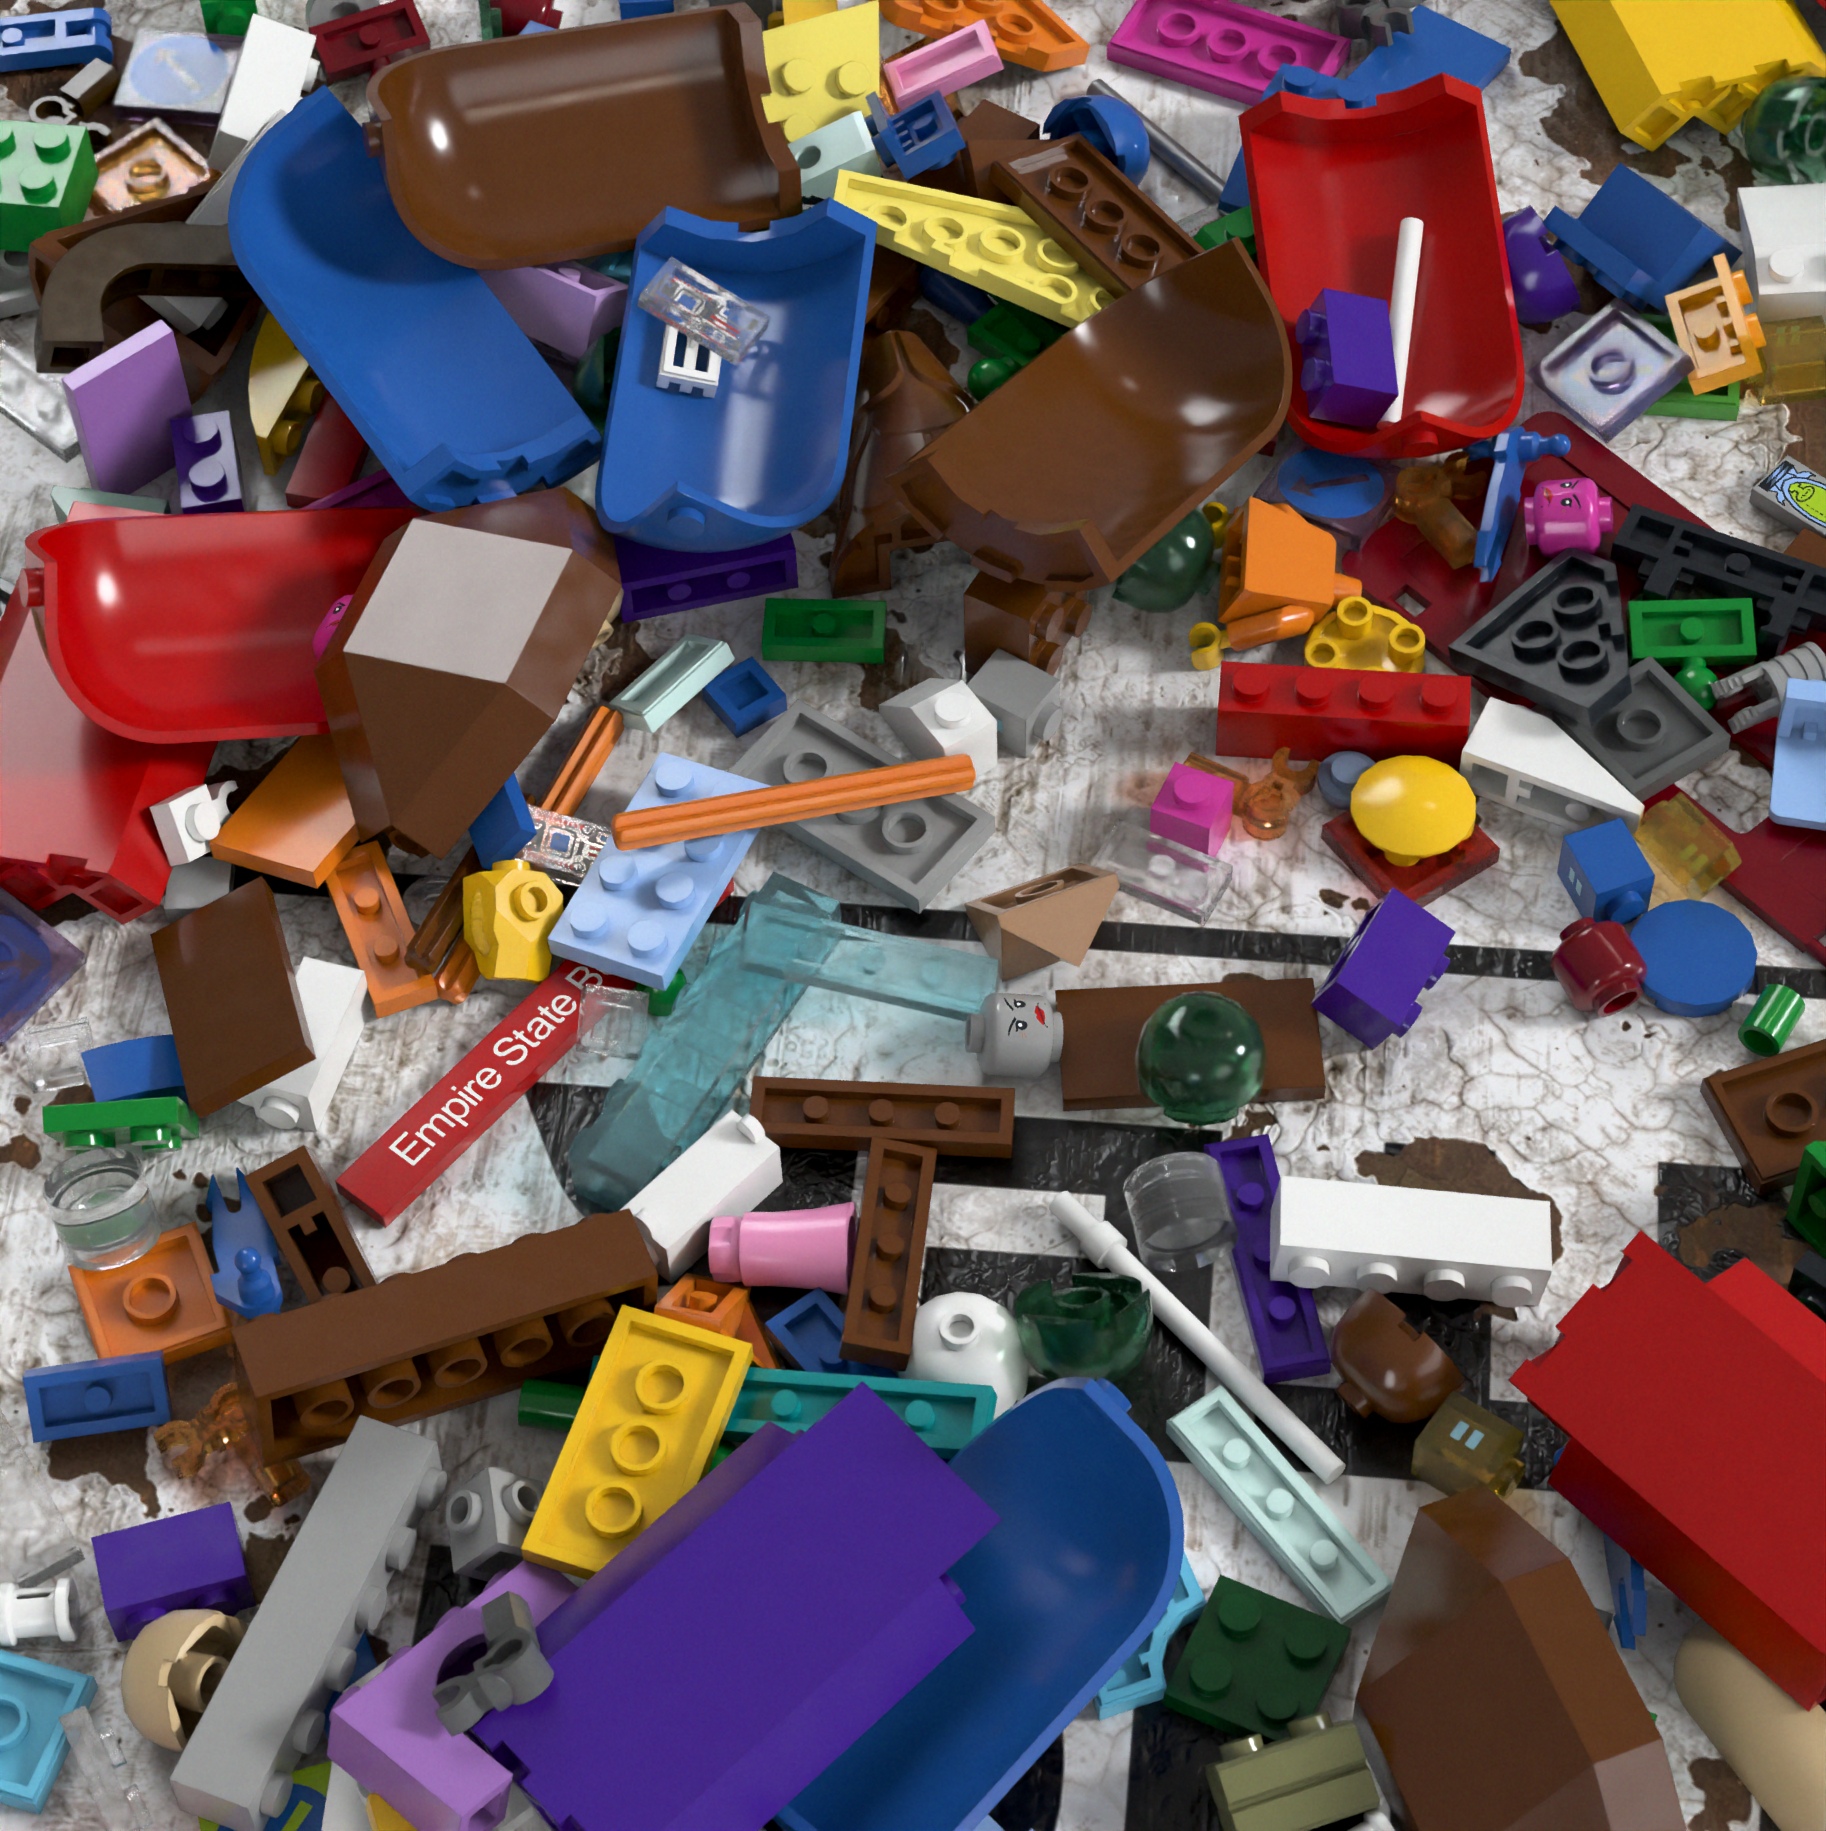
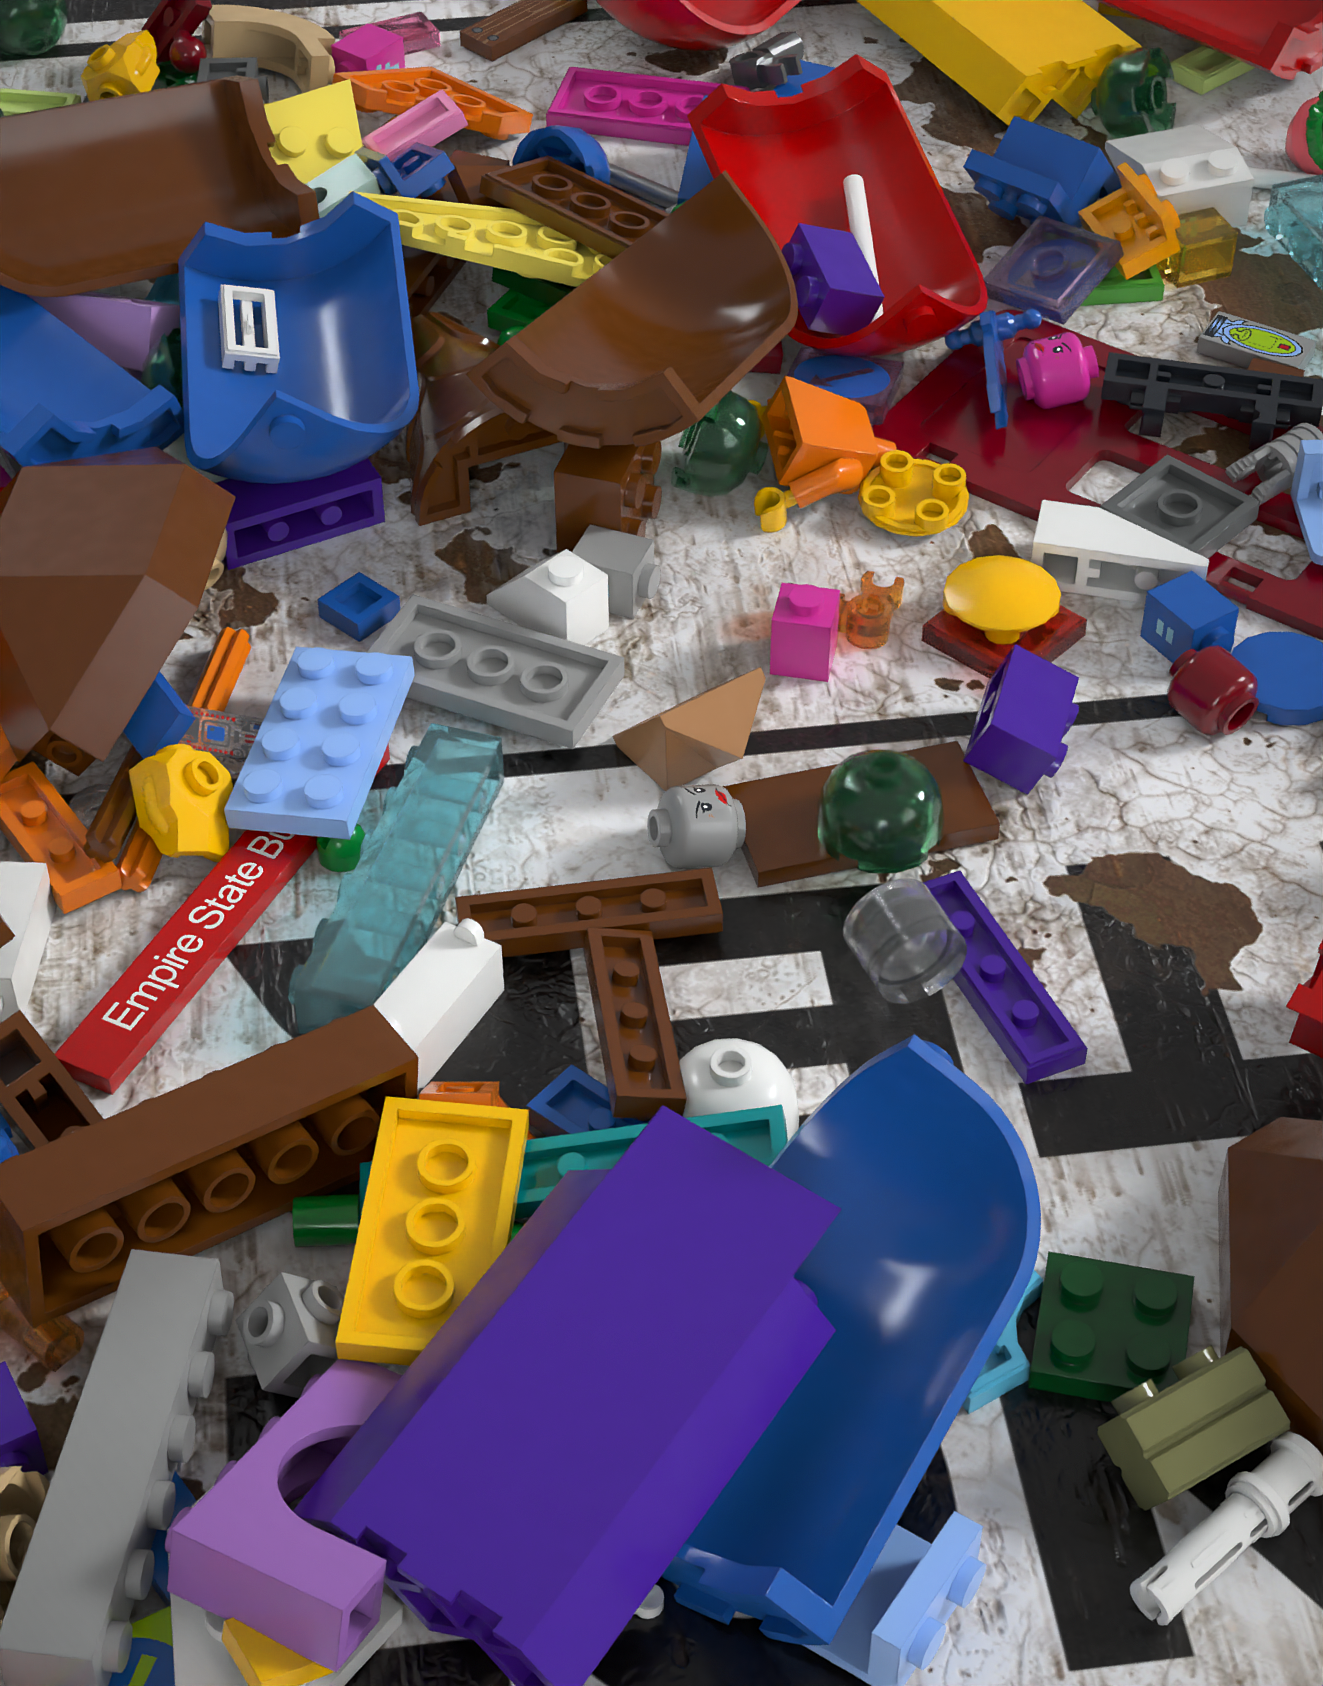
camera: 15 degrees left, 10 degrees down
(506, 1676) = (360, 1452): dark grey bar -> none
(612, 1021) = (302, 876): clear tile -> none
(671, 682) = (289, 600): light aqua tile -> none
(703, 311) = (254, 300): clear tile -> none
(785, 1248) = (529, 1036): bright pink plant -> none
(792, 802) = (432, 661): orange axle -> none
(824, 630) = (421, 543): green plate -> none
(864, 962) = (536, 784): clear light blue tile -> none
(954, 296) = (465, 286): dark blue cone -> none
(1085, 1329) = (839, 1044): clear green cylinder -> none
(1107, 1248) = (840, 990): white bar -> none
(1164, 872) = (797, 679): clear plate -> none
(1279, 1508) = (1109, 1199): light aqua tile -> none
(1339, 711) = (909, 534): red brick -> none
(1339, 776) = (925, 589): sand blue plate -> none
(1389, 1363) = (1150, 1031): reddish brown cylinder -> none
(1410, 1241) = (1128, 929): white brick -> none
(1425, 497) = (941, 381): clear orange bar -> none
(1468, 1449) = (1246, 1094): clear yellow brick -> none
(1537, 271) = (973, 204): dark purple cylinder -> none
(1556, 639) = (1081, 453): black plate -> none
(1686, 846) = (1258, 584): clear yellow brick -> none
(1692, 637) = (1196, 437): green plate -> none

